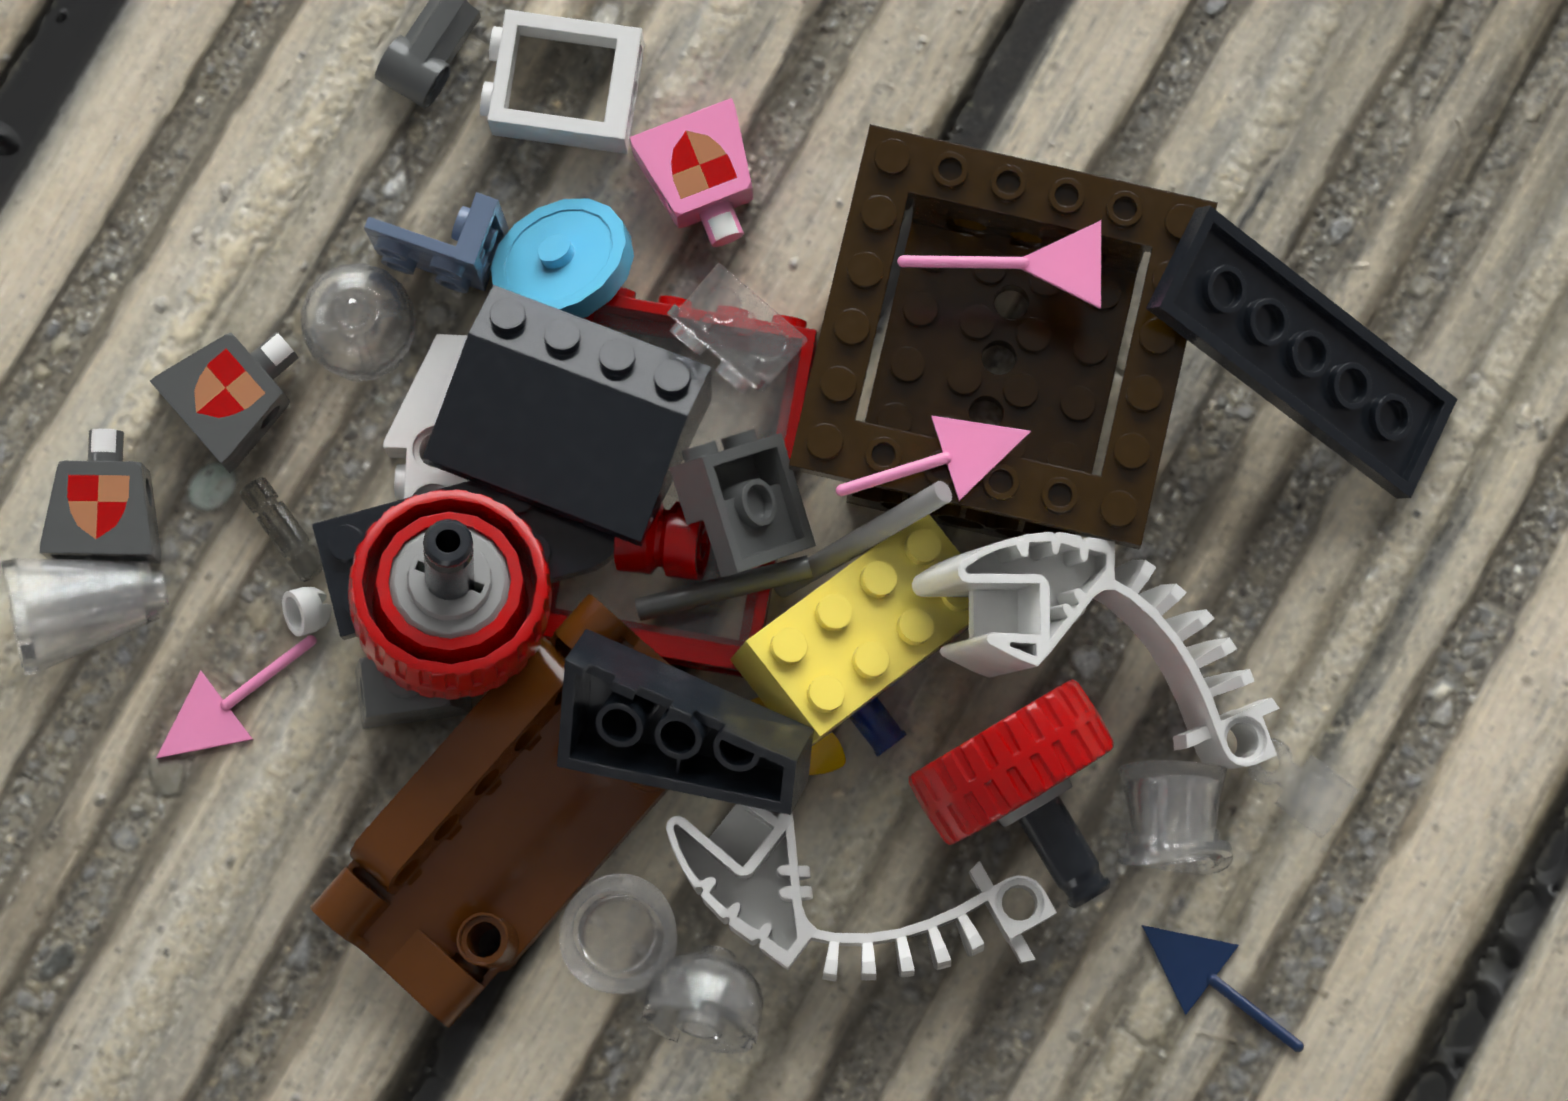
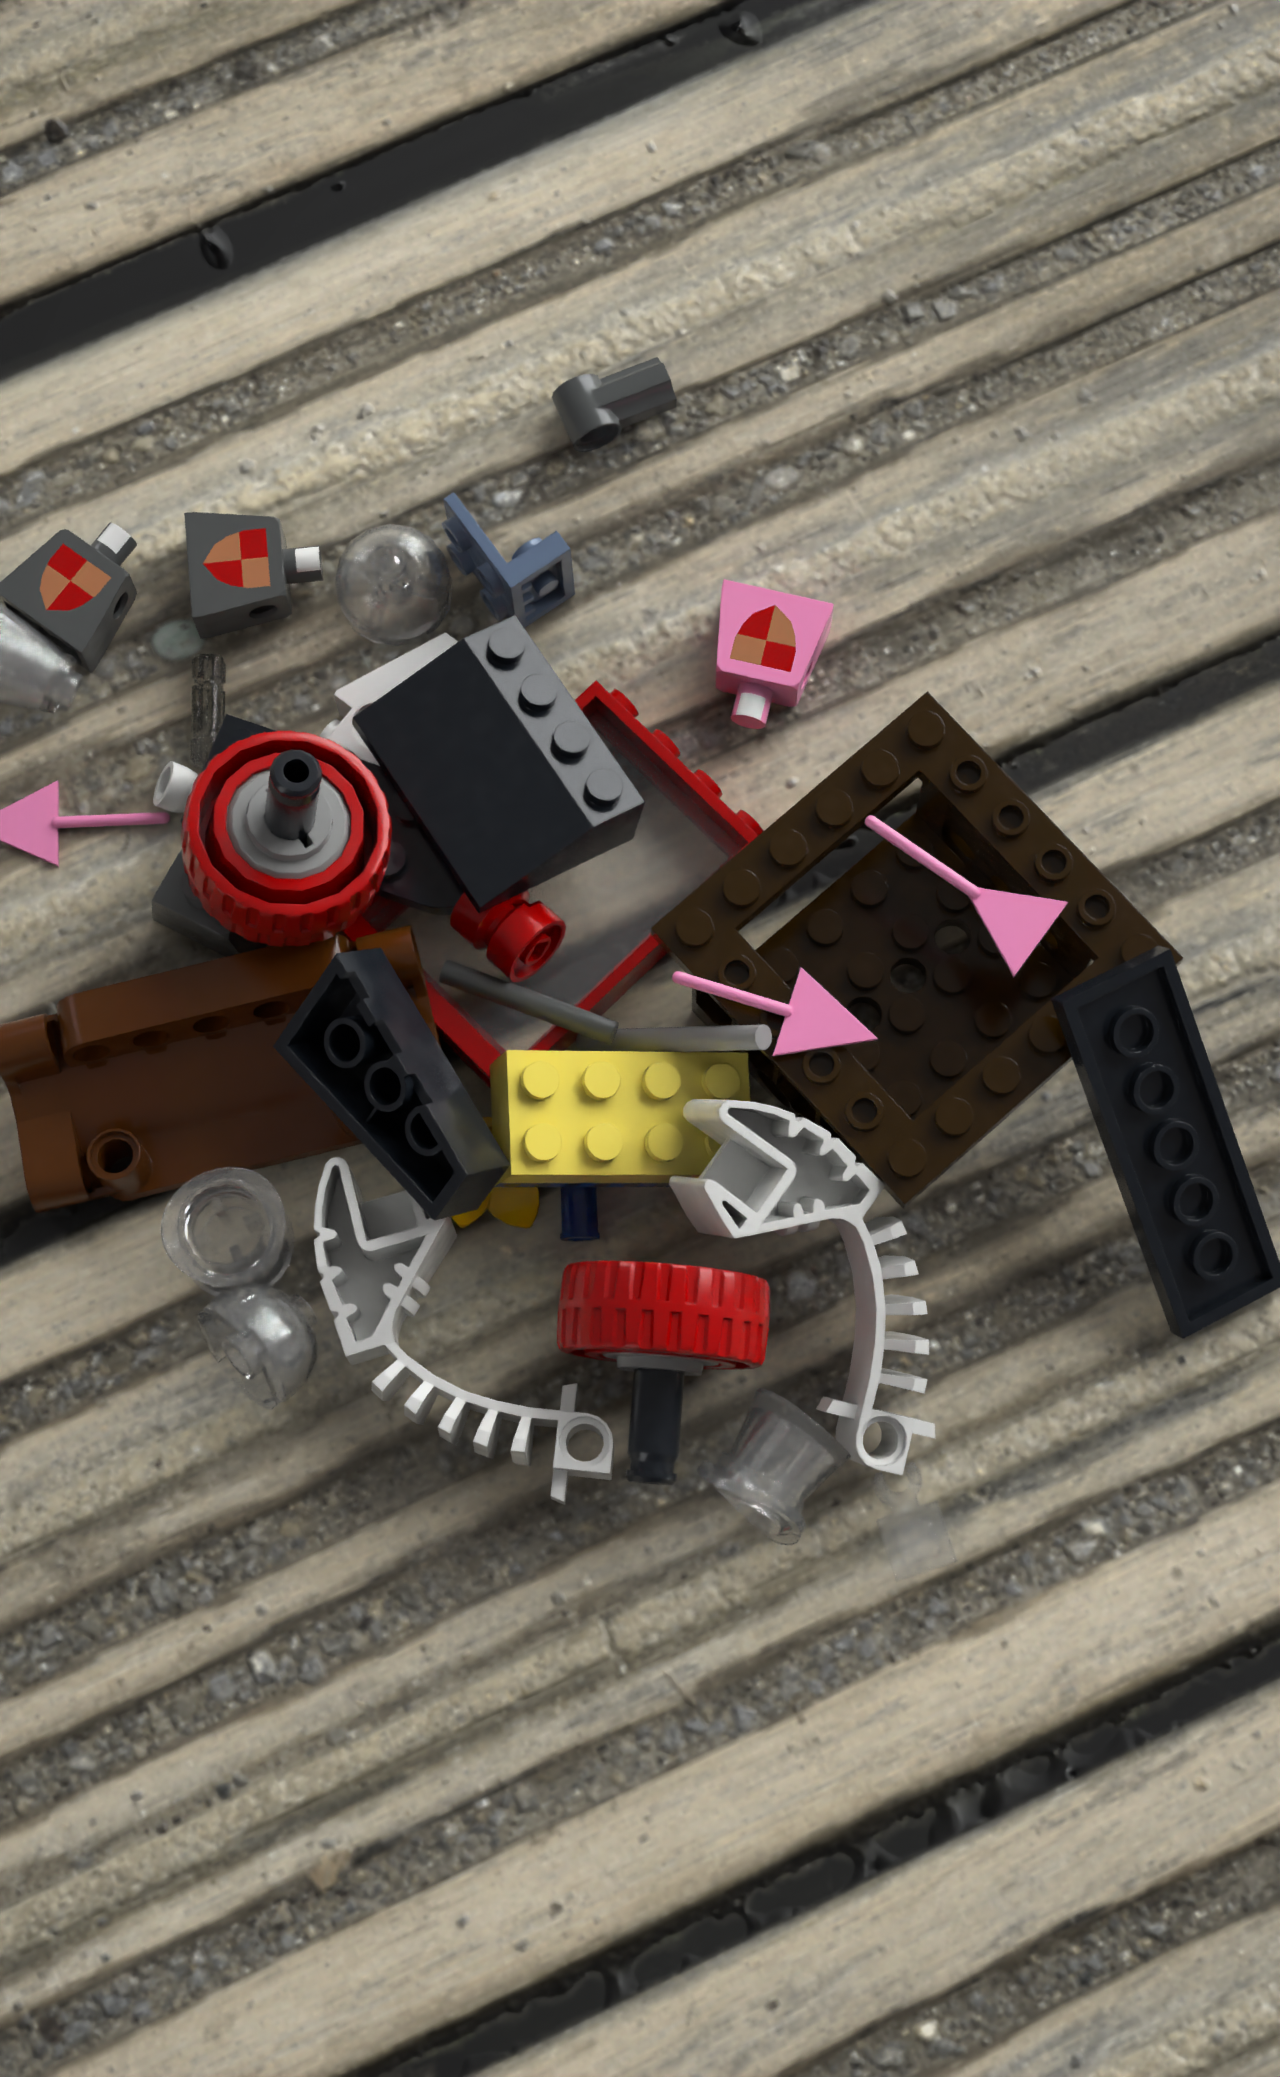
camera: 35 degrees right, 5 degrees down
(566, 256) = (600, 642): medium azure wheel -> none
(605, 136) = (746, 542): white window -> none
(738, 329) = (693, 793): clear bracket -> none
(744, 499) = (593, 935): dark grey plate -> none
(1193, 965) = (703, 1611): dark blue piece -> none

